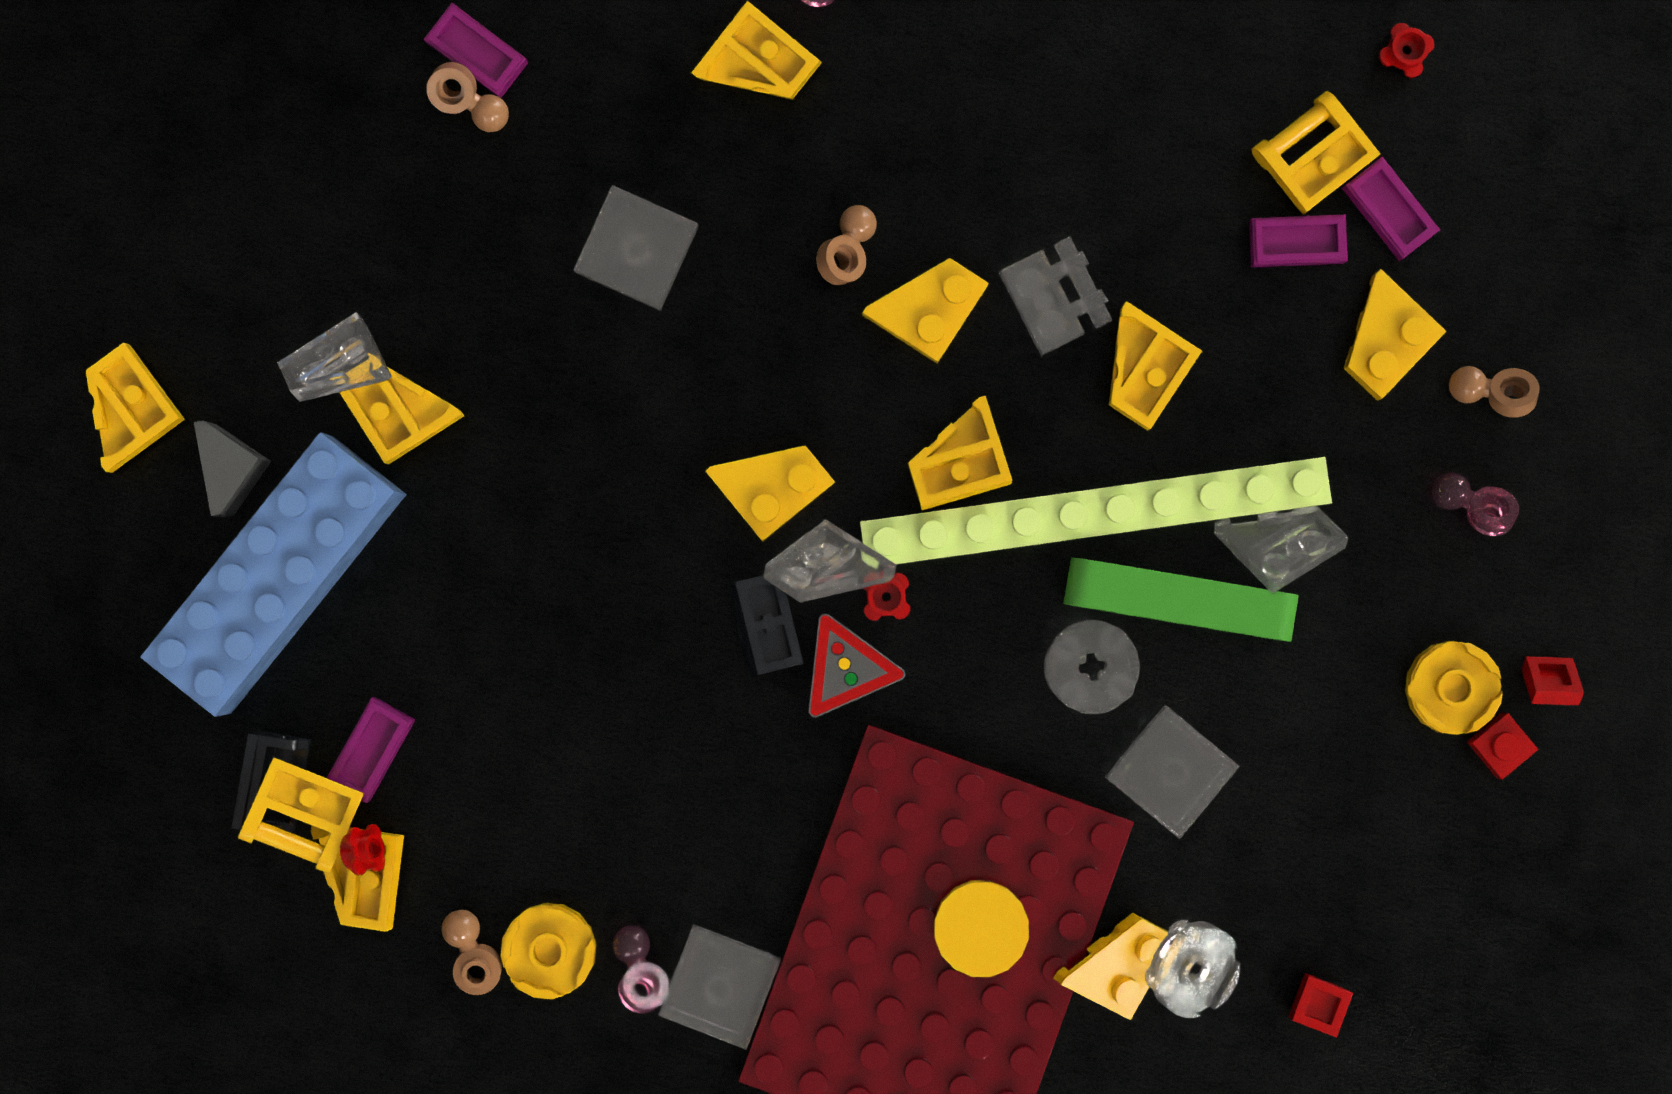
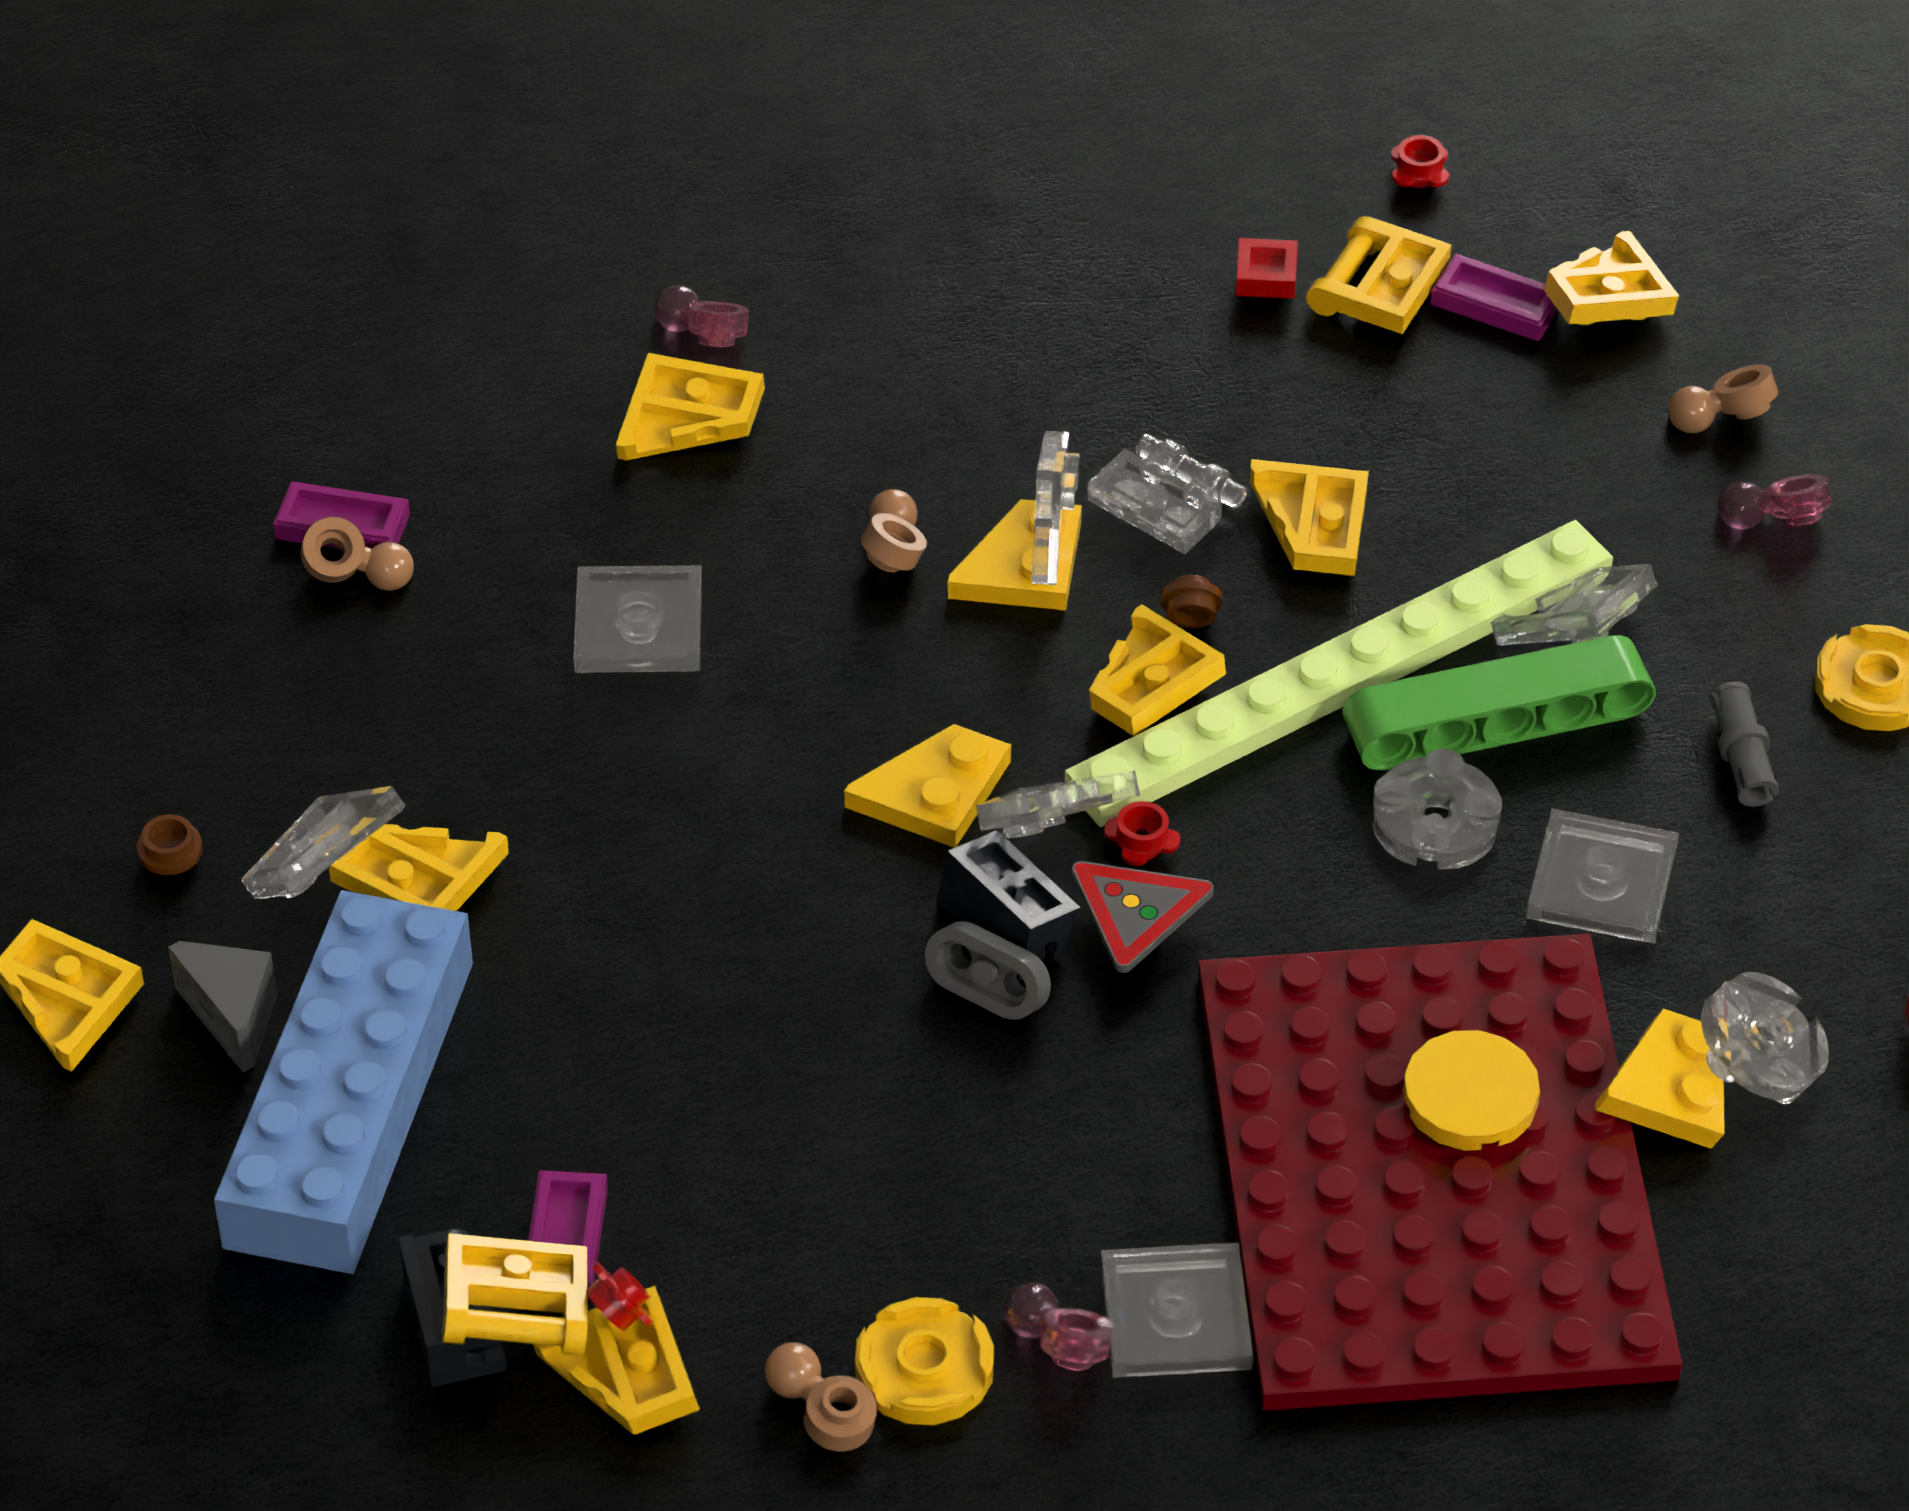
camera: 25 degrees left, 40 degrees down
(243, 309) = (169, 845): none -> reddish brown plate
(718, 661) = (991, 973): none -> dark grey plate
(955, 303) = (1055, 493): none -> clear wing
(1019, 410) = (1191, 601): none -> reddish brown plate
(1237, 109) = (1266, 268): none -> red plate
(1298, 240) = (1412, 357): magenta tile -> none
(1326, 710) = (1744, 744): none -> dark grey pin
(1389, 337) = (1573, 400): yellow wing -> none
(1476, 244) = (1611, 285): none -> yellow wing

